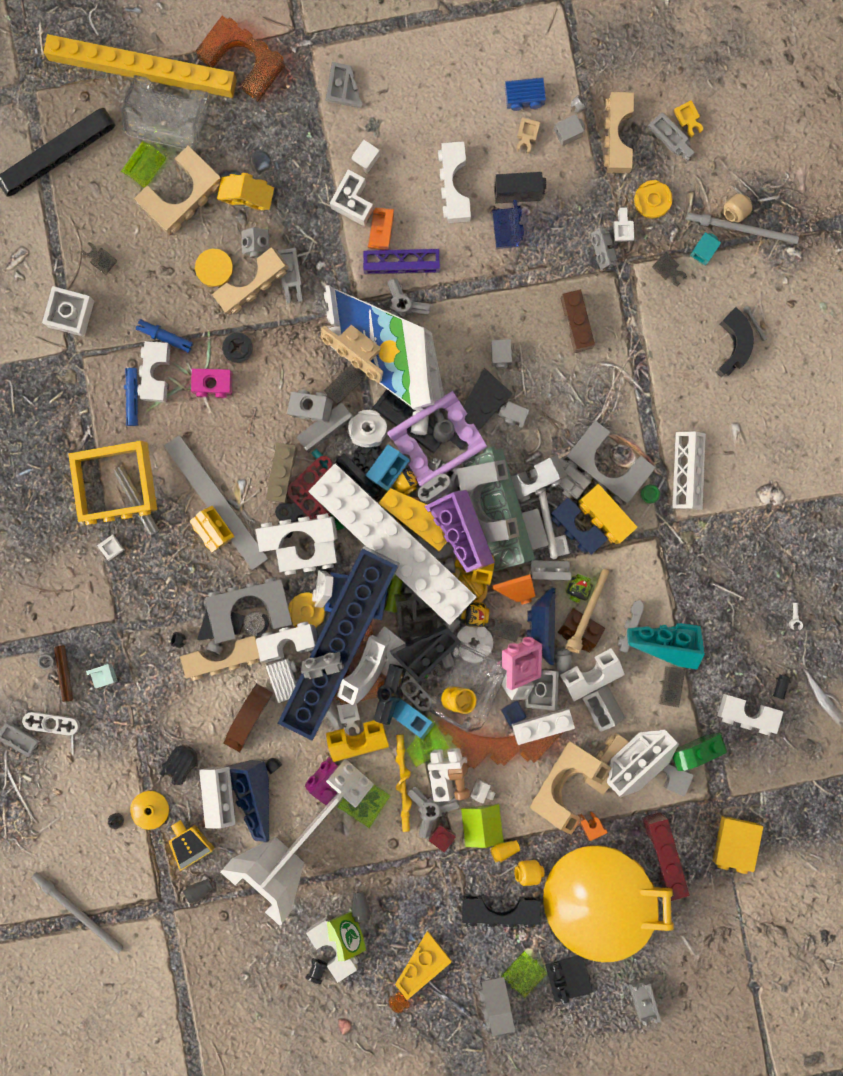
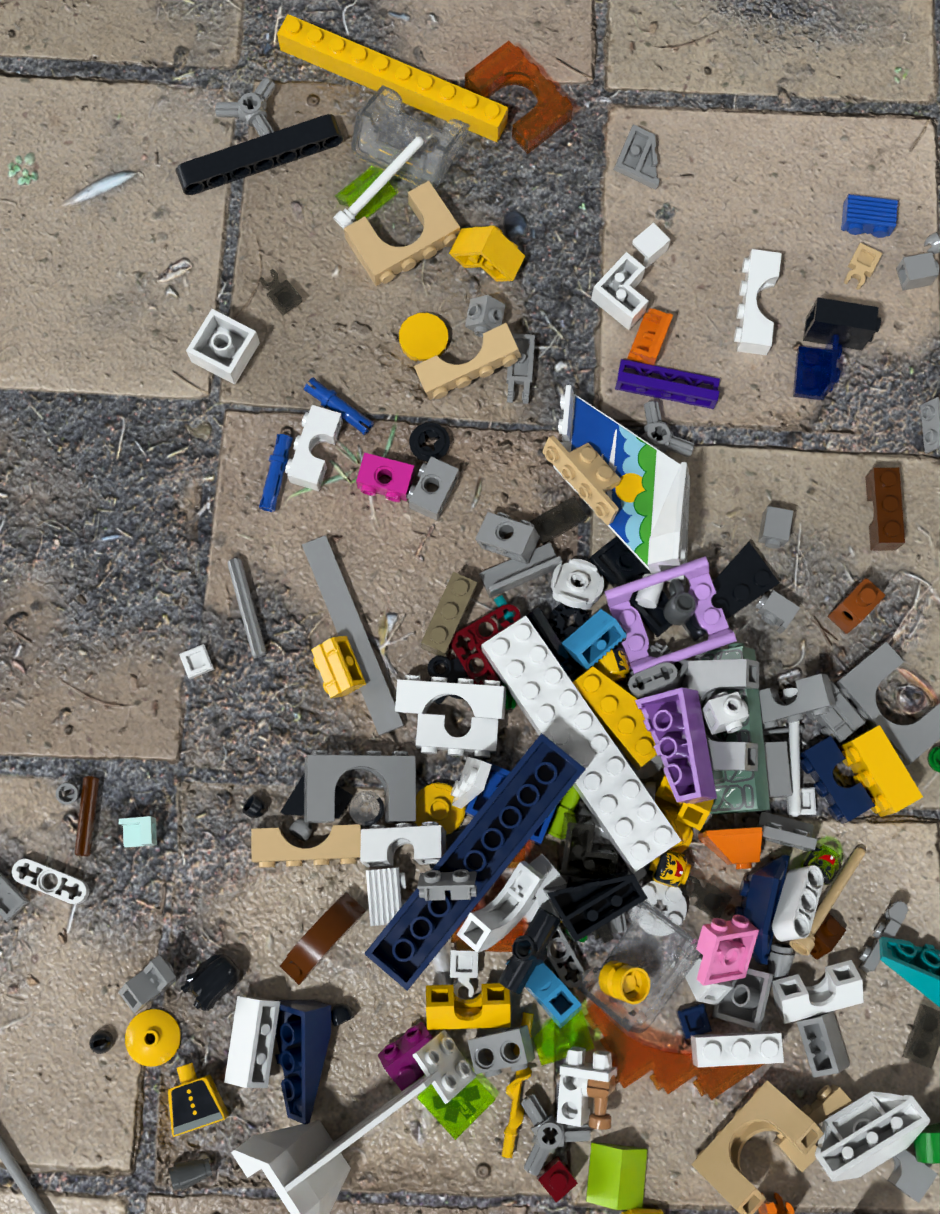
camera: 10 degrees right, 10 degrees down
(41, 108) = (250, 107): none -> light grey bush
(134, 188) = (347, 216): none -> white piece
(136, 776) = (148, 984): none -> light grey brick
(145, 475) = (223, 533): yellow window -> none
(248, 370) = (432, 503): none -> light grey brick
(385, 761) = (500, 1044): none -> light grey brick
(482, 791) = (627, 1124): white tile -> none
(489, 501) = (725, 713): none -> white brick
(566, 619) = (798, 903): none -> white beam
(569, 398) = (858, 604): none -> dark orange torso

